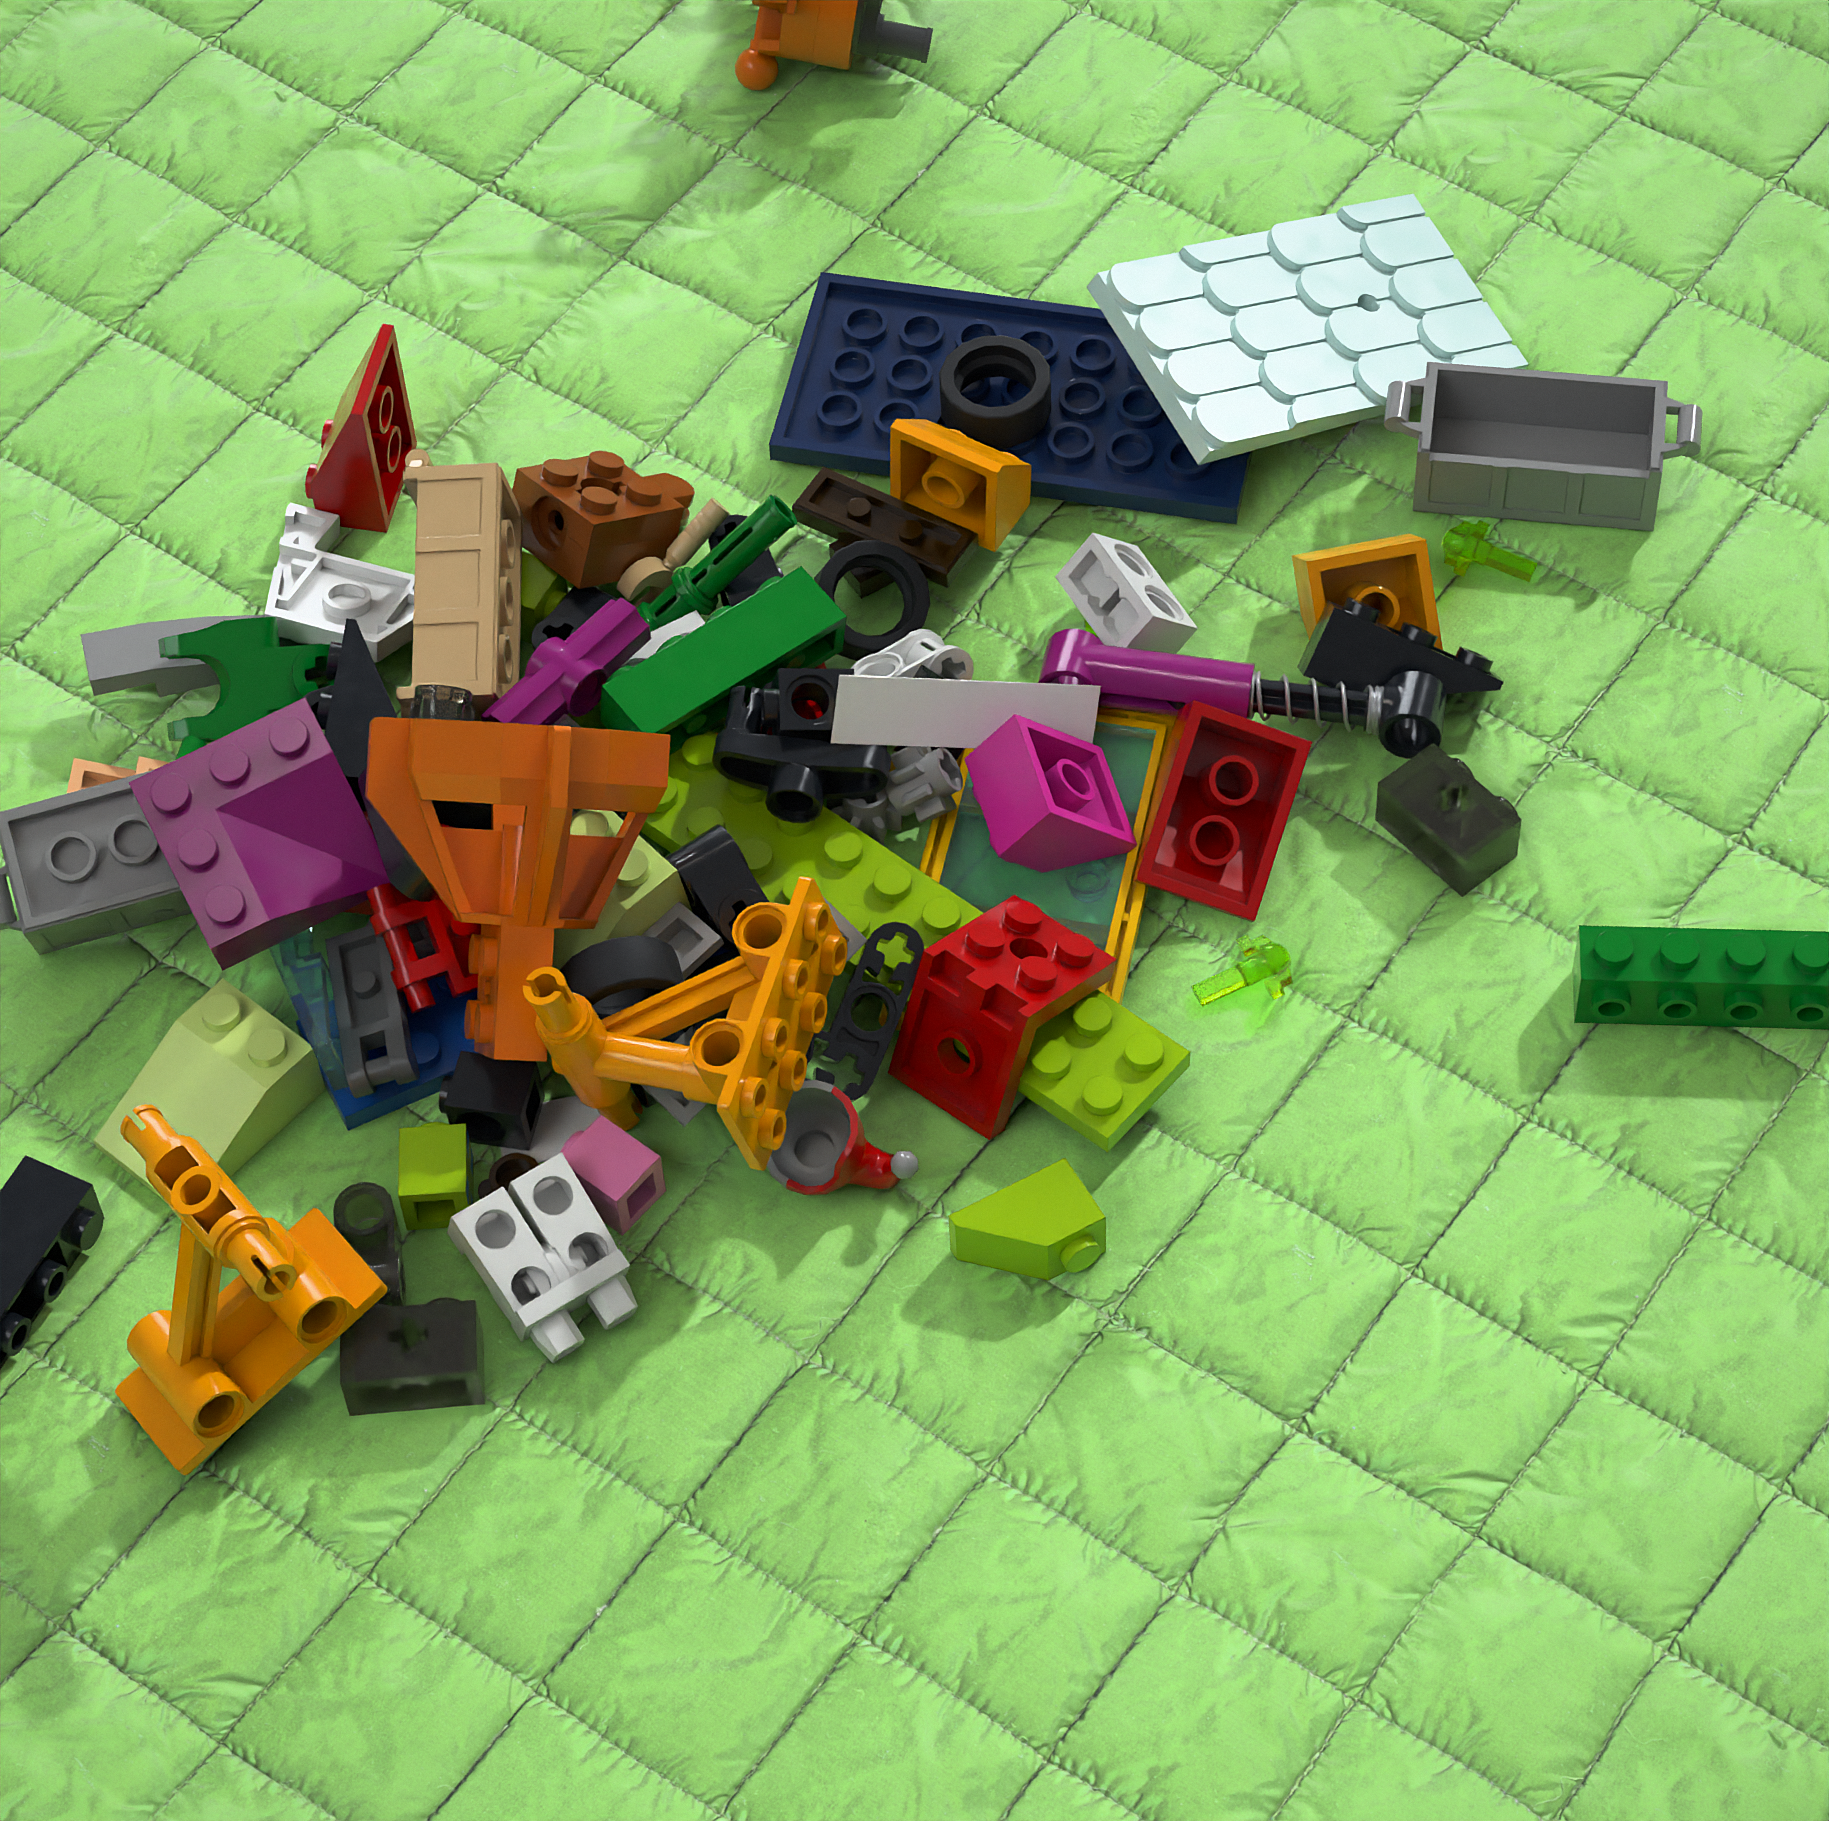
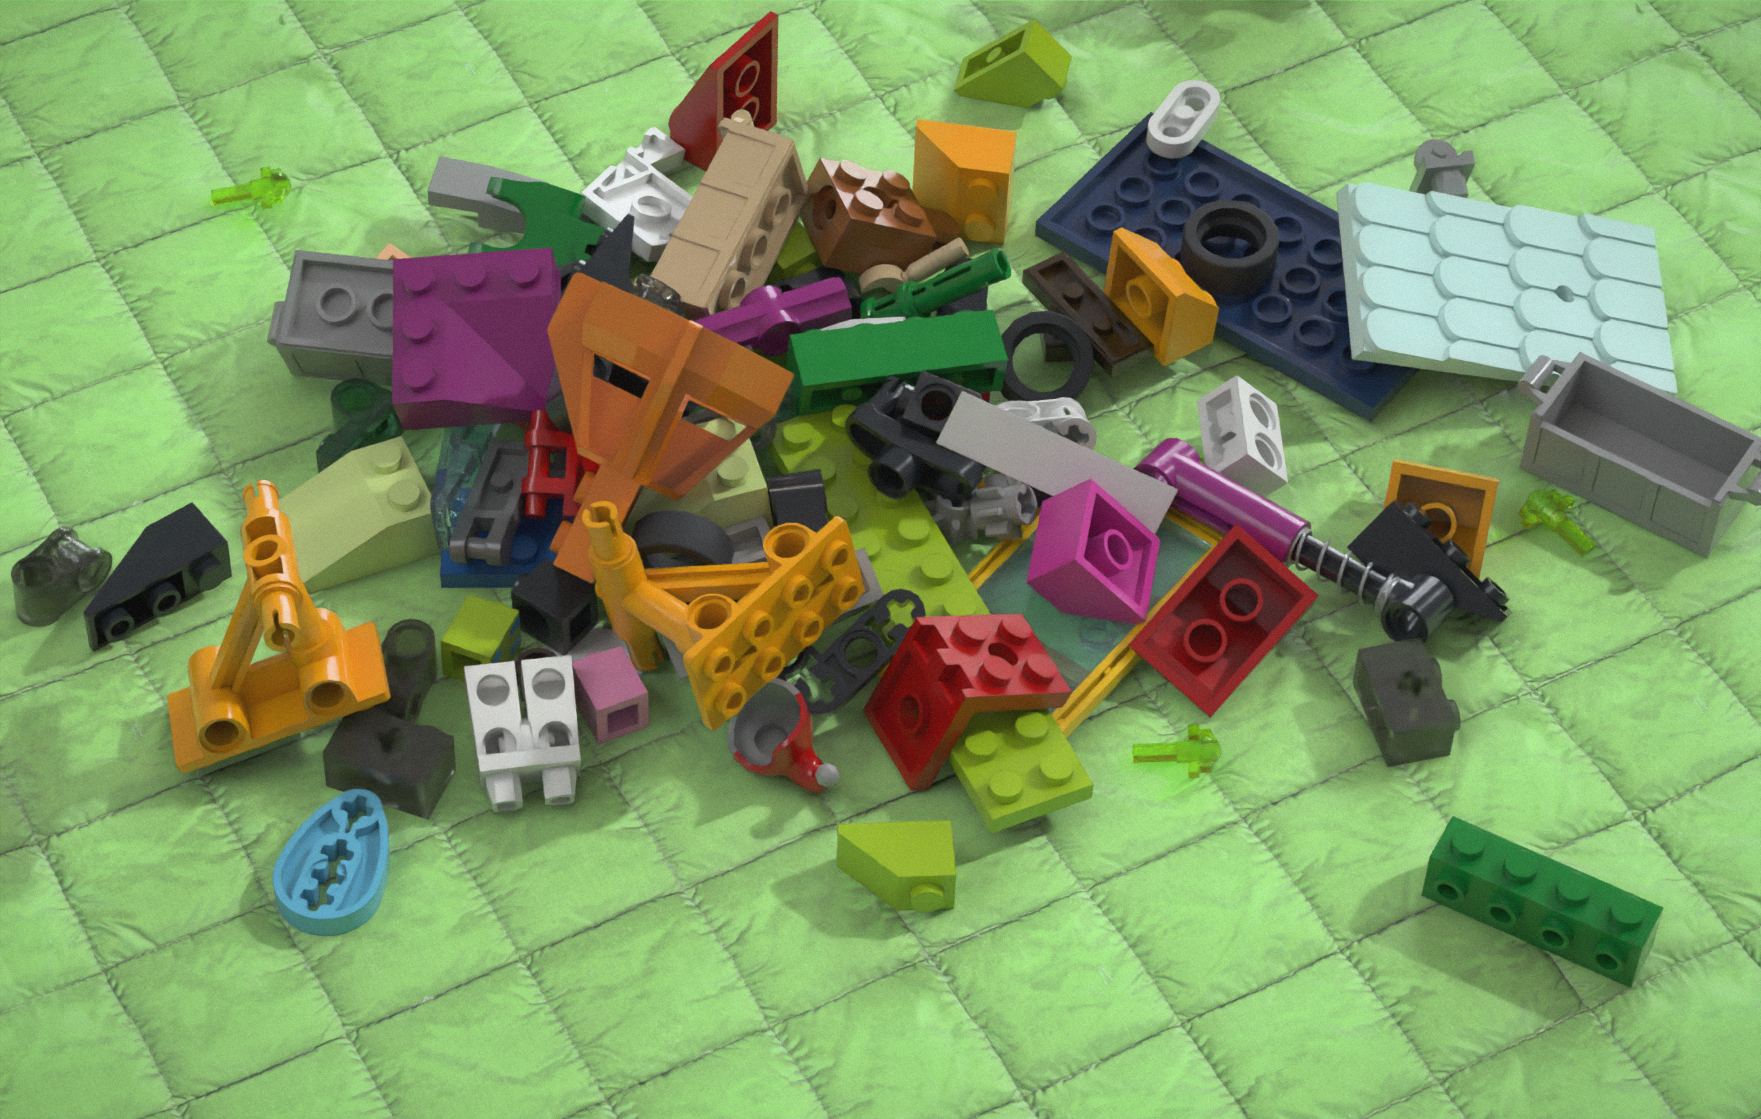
camera: 20 degrees right, 5 degrees down
(165, 990) = (360, 418): none -> clear green plate
(451, 1504) = (360, 877): none -> medium azure piece
(648, 280) = (1016, 68): none -> lime slope
(673, 423) = (966, 175): none -> light orange slope
(866, 267) = (1183, 119): none -> white plate
(1166, 221) = (1442, 169): none -> light grey hips

